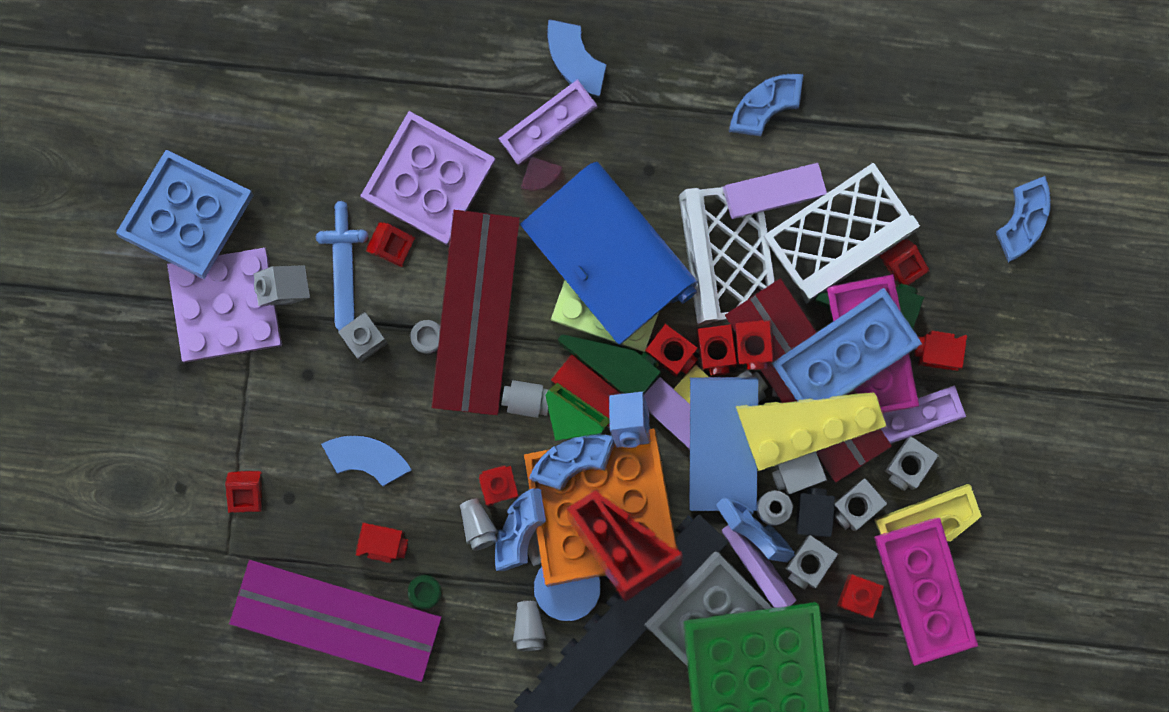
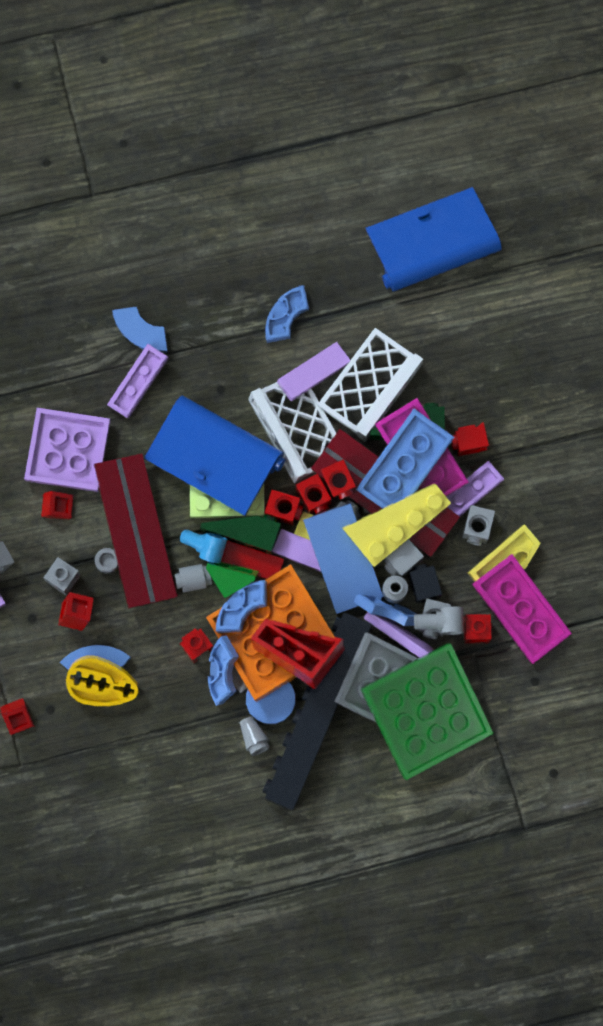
camera: 25 degrees left, 5 degrees down
(335, 620) = (115, 782): magenta tile -> none
(342, 263) = (22, 516): medium blue sword -> none
(348, 501) = (93, 694): none -> yellow piece
(363, 388) = (75, 611): none -> red brick
(381, 543) = (128, 715): red window -> none
(424, 591) = (171, 739): dark green tile -> none
(477, 525) = (191, 678): light grey cone -> none
(540, 174) = (145, 419): clear pink tile -> none
(560, 365) = (208, 545): none -> dark azure pin
(629, 419) = (271, 564): medium blue brick -> none
(824, 574) = (448, 621): none -> light grey pin
(871, 499) = (452, 556): light grey brick -> none
(905, 262) = (422, 388): red slope -> none
(991, 75) = (433, 239): none -> blue door
(1028, 218) = (496, 329): medium blue tile -> none

